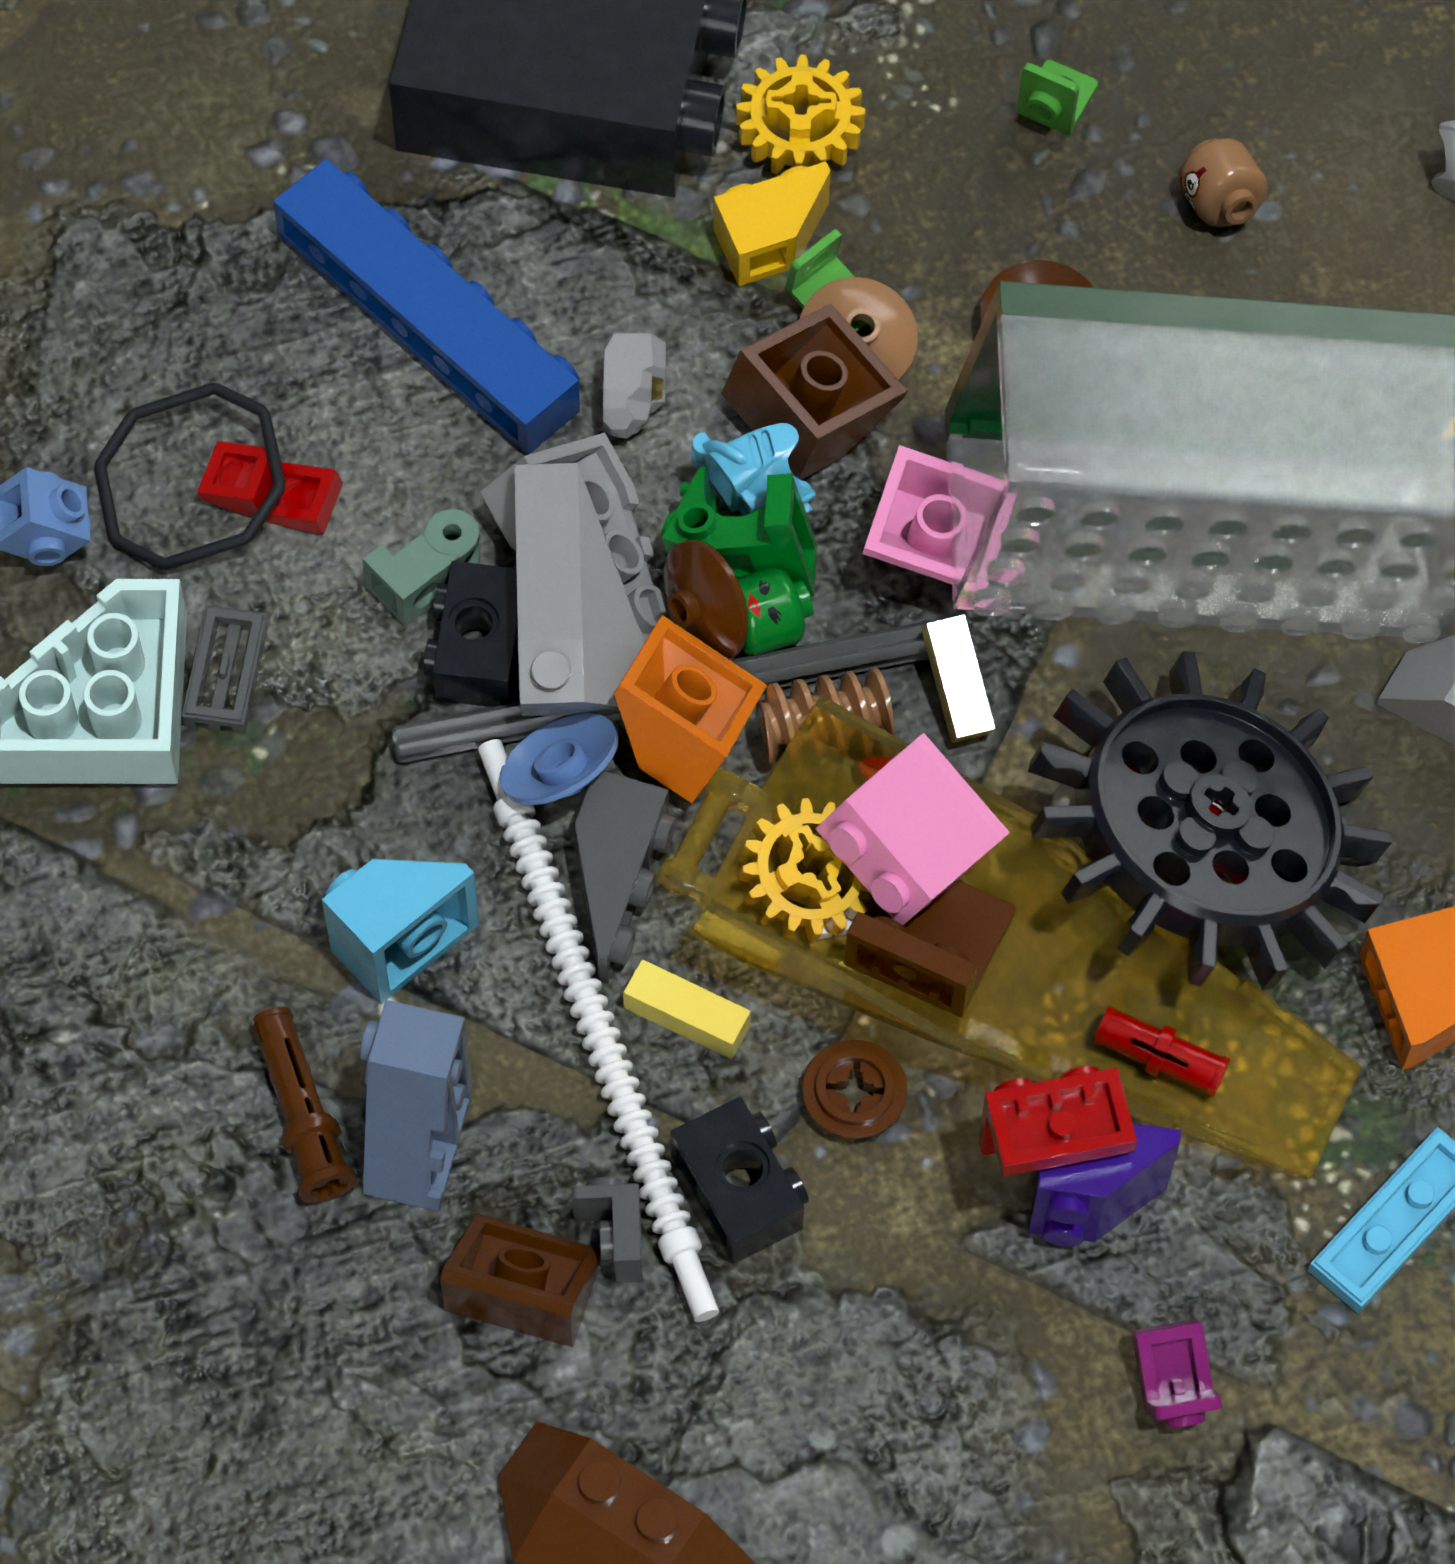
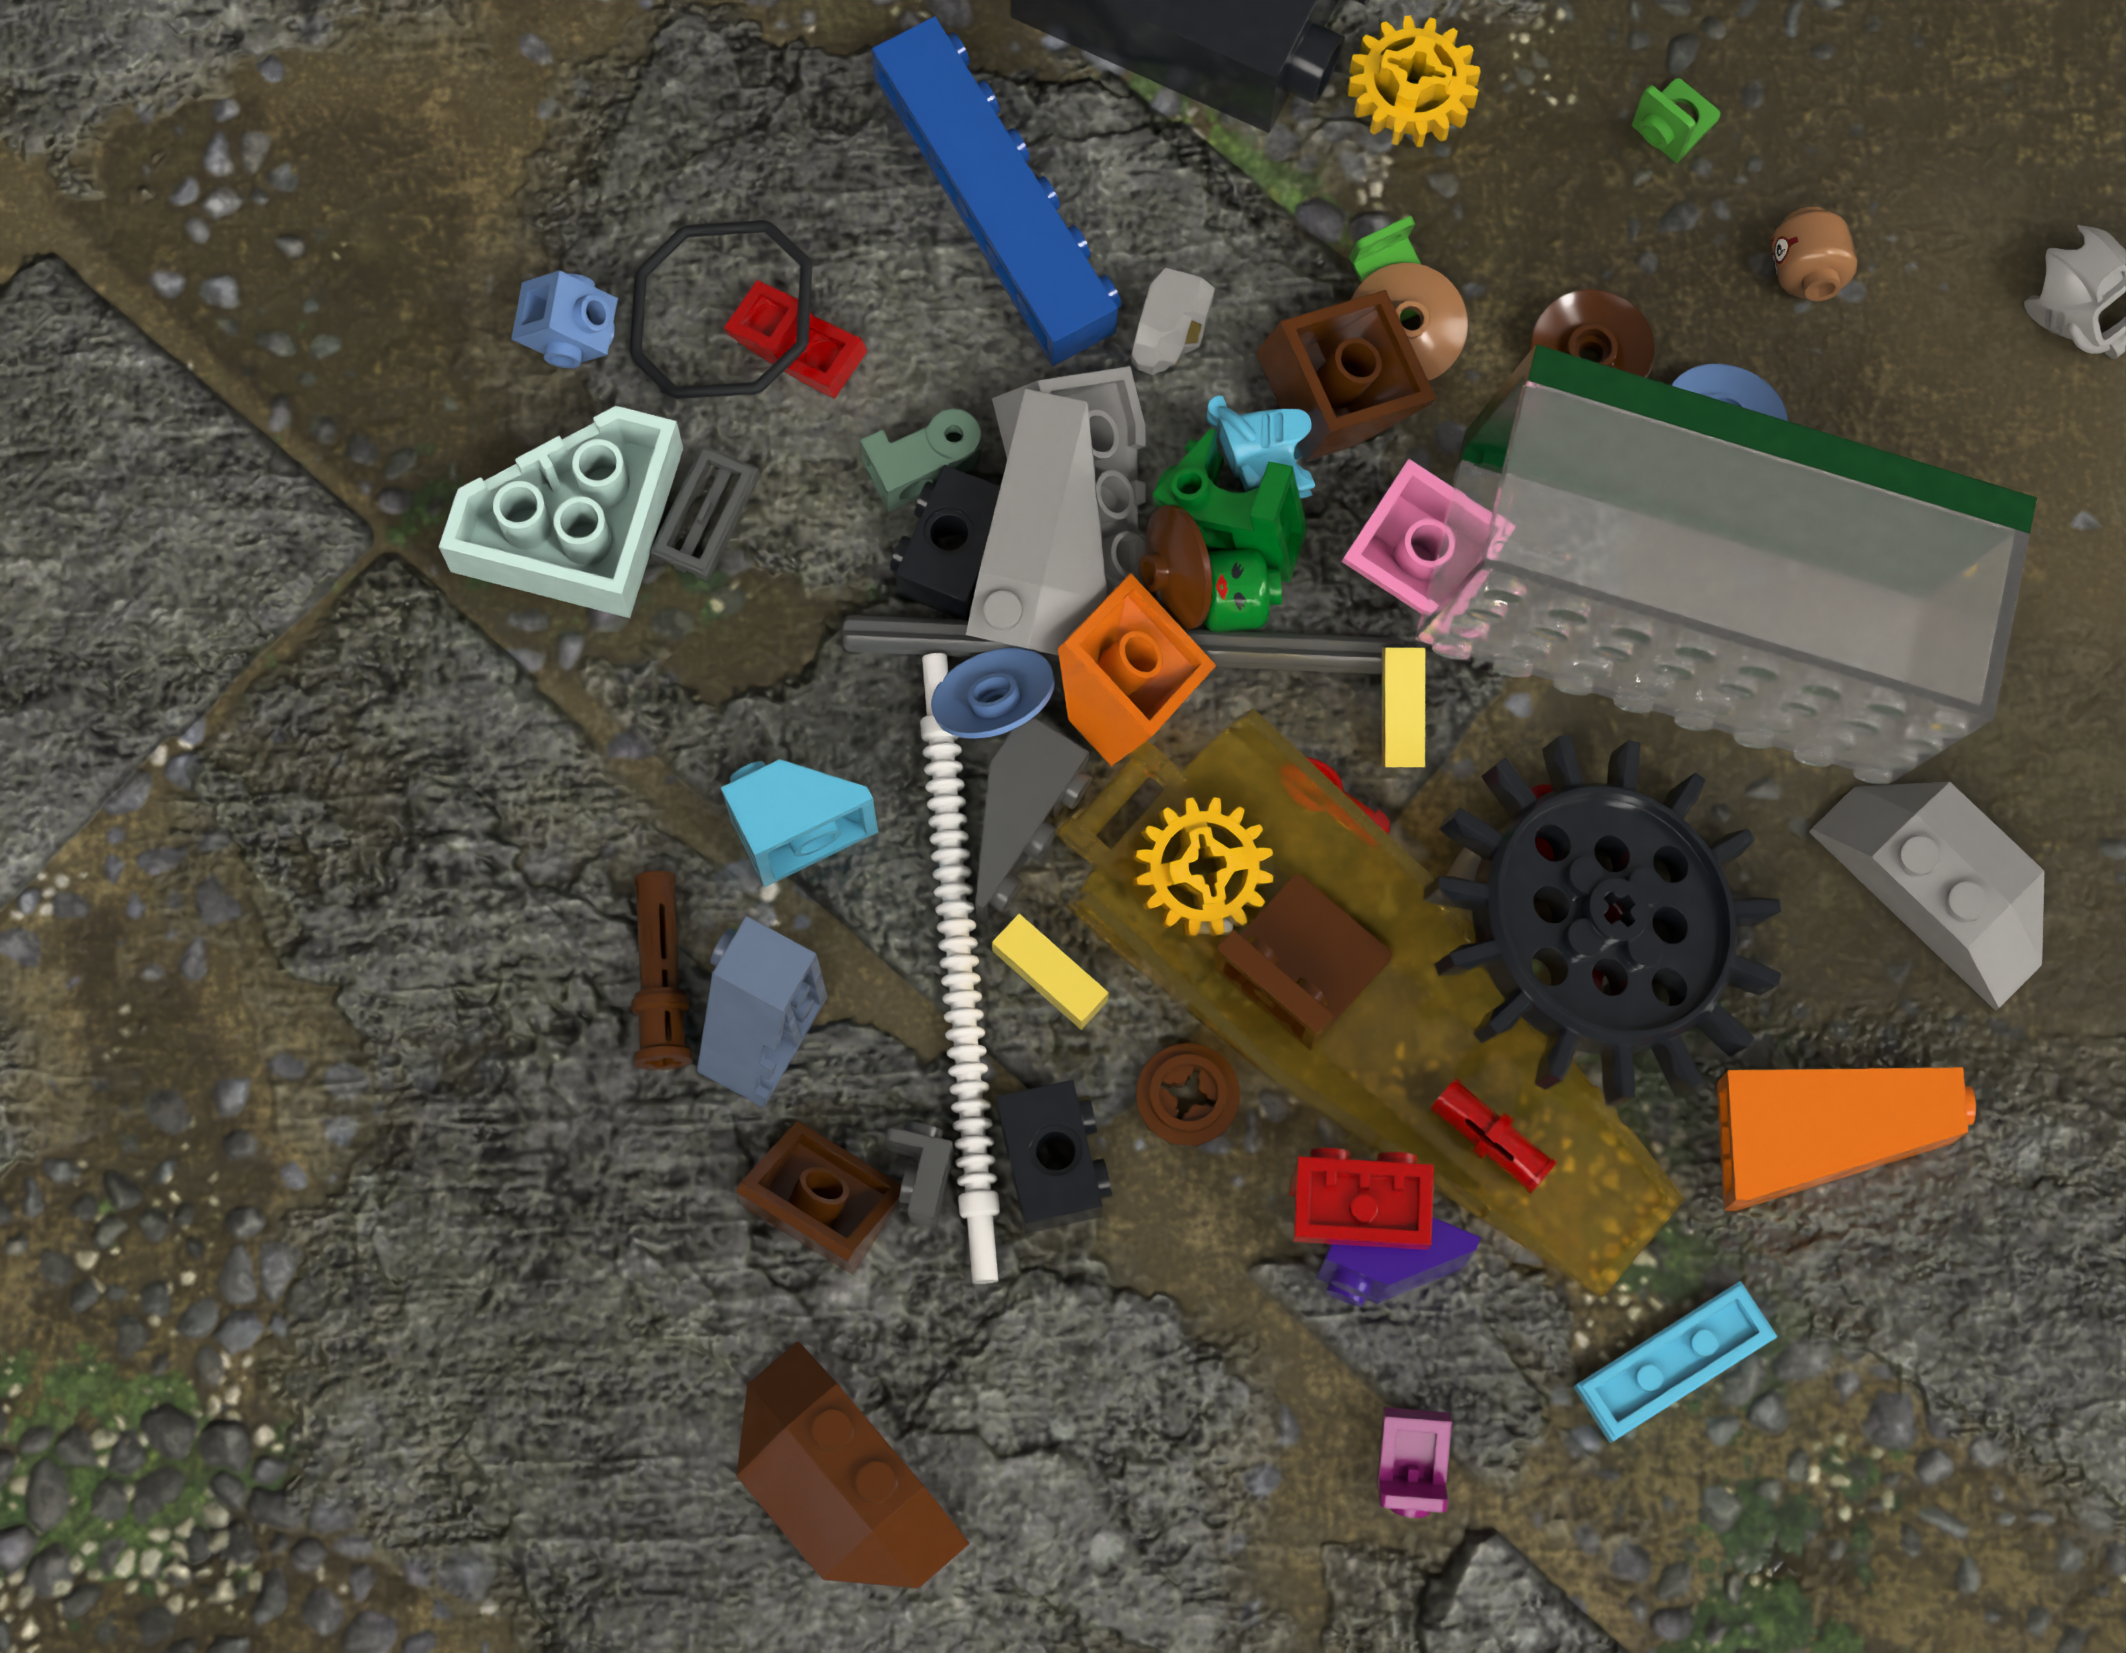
camera: 15 degrees right, 10 degrees up
(770, 221) = (1354, 185): yellow slope -> none
(782, 716) = (1288, 711): medium nougat piece -> none
(912, 830) = (1306, 864): bright pink slope -> none

